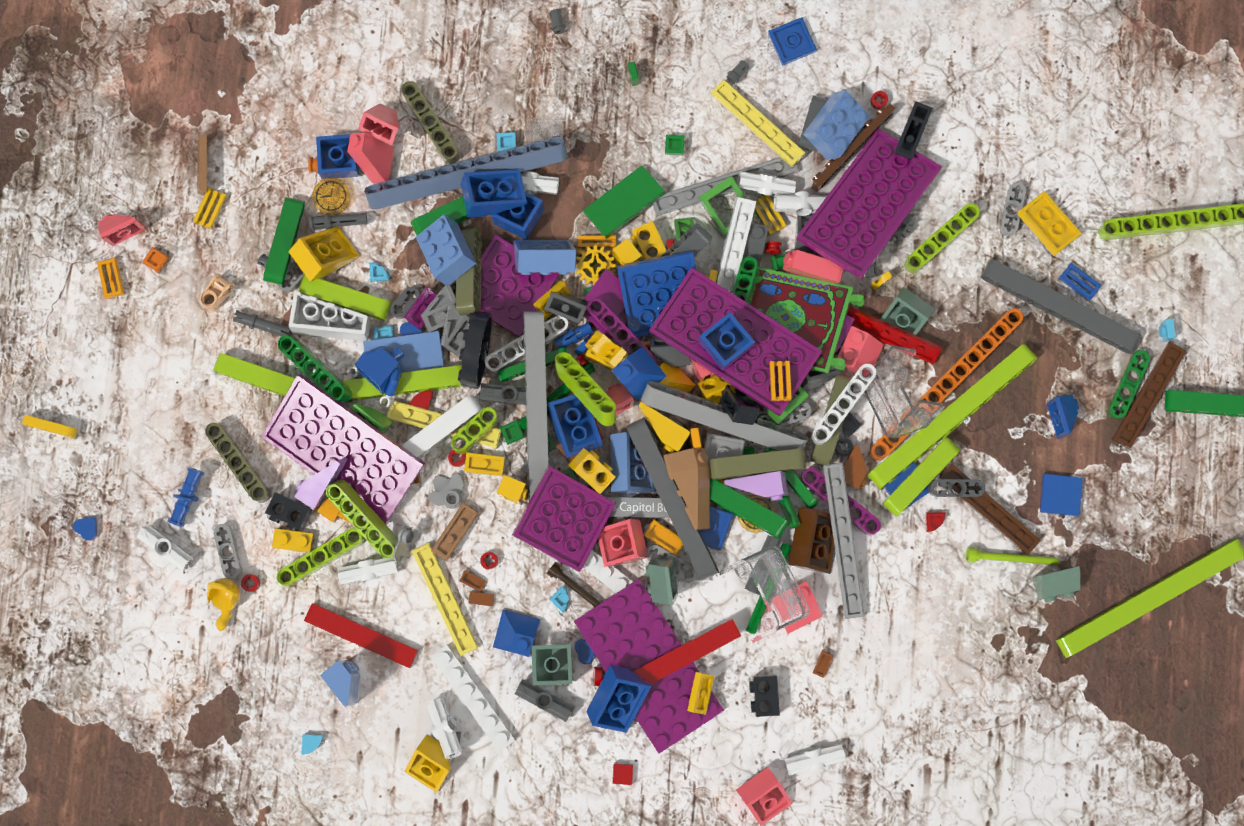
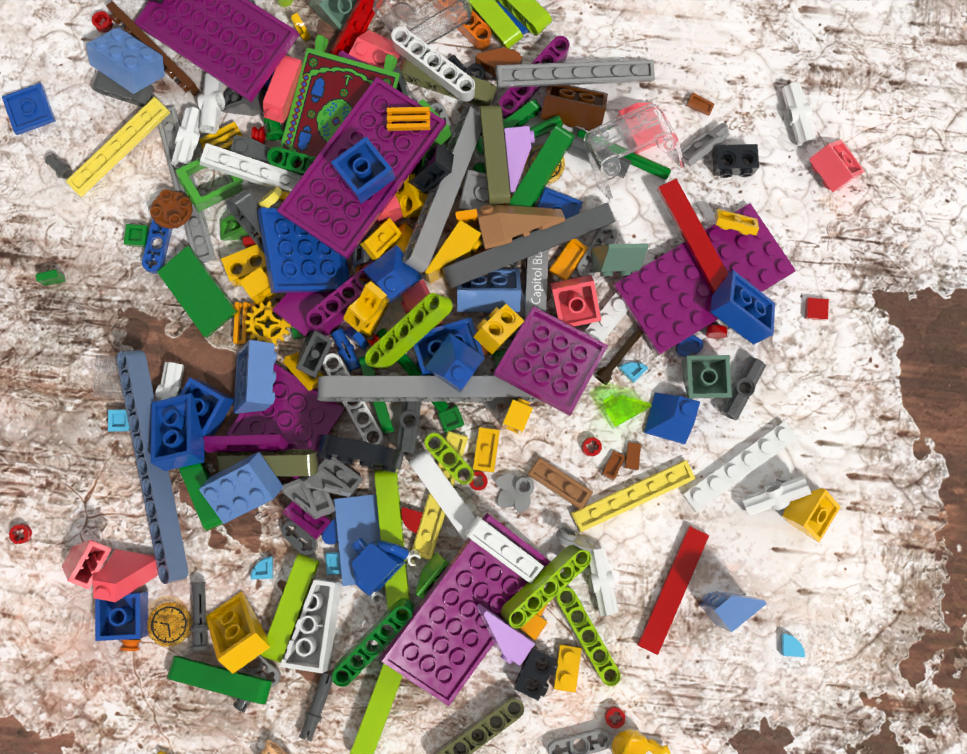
camera: 95 degrees left, 0 degrees up
(392, 479) = (504, 550): none -> white tile
(407, 60) = (14, 536): none -> red bush
(428, 114) = (79, 510): olive beam -> none
(484, 251) = (245, 443): none -> magenta tile
(523, 587) = (622, 409): none -> clear neon green slope
(557, 431) = (455, 363): none -> blue slope
(673, 362) = (381, 239): none -> yellow plate
(683, 160) = (148, 257): none -> blue beam
(698, 174) = (171, 209): none -> dark orange dish
(707, 261) = (271, 197): none -> light yellow tile
(780, 665) = (704, 144): none -> light grey hinge

